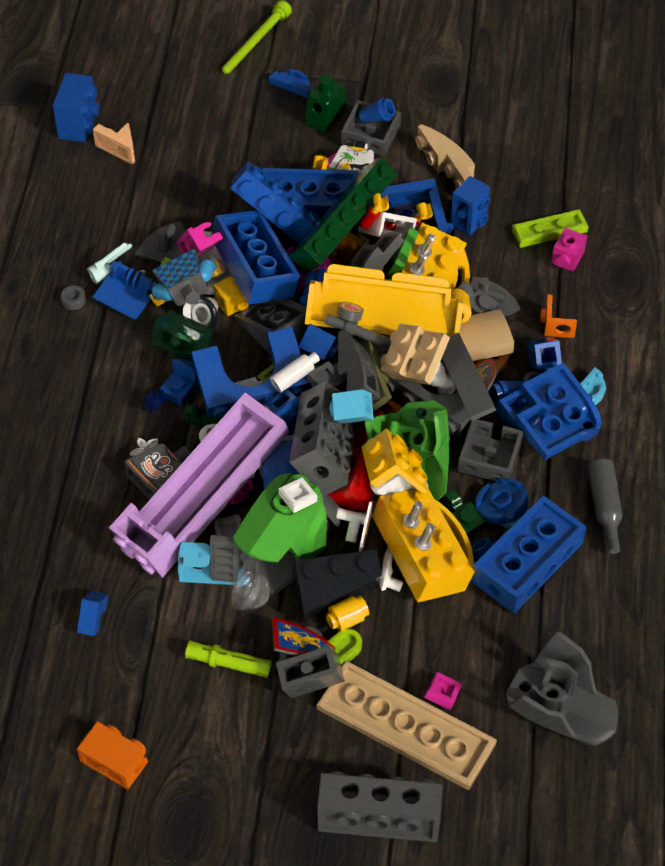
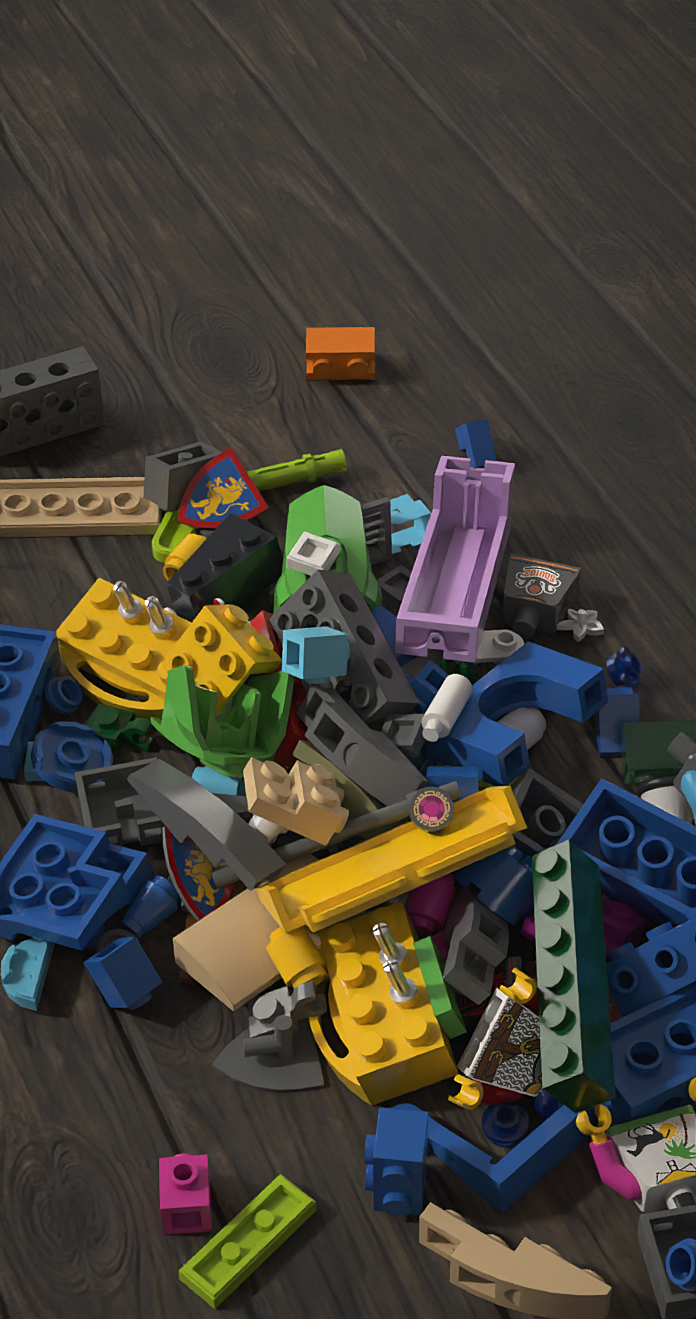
camera: 150 degrees right, 10 degrees down
(443, 690) = (27, 544): dark pink tile -> none
(552, 323) = (142, 1039): orange bracket -> none

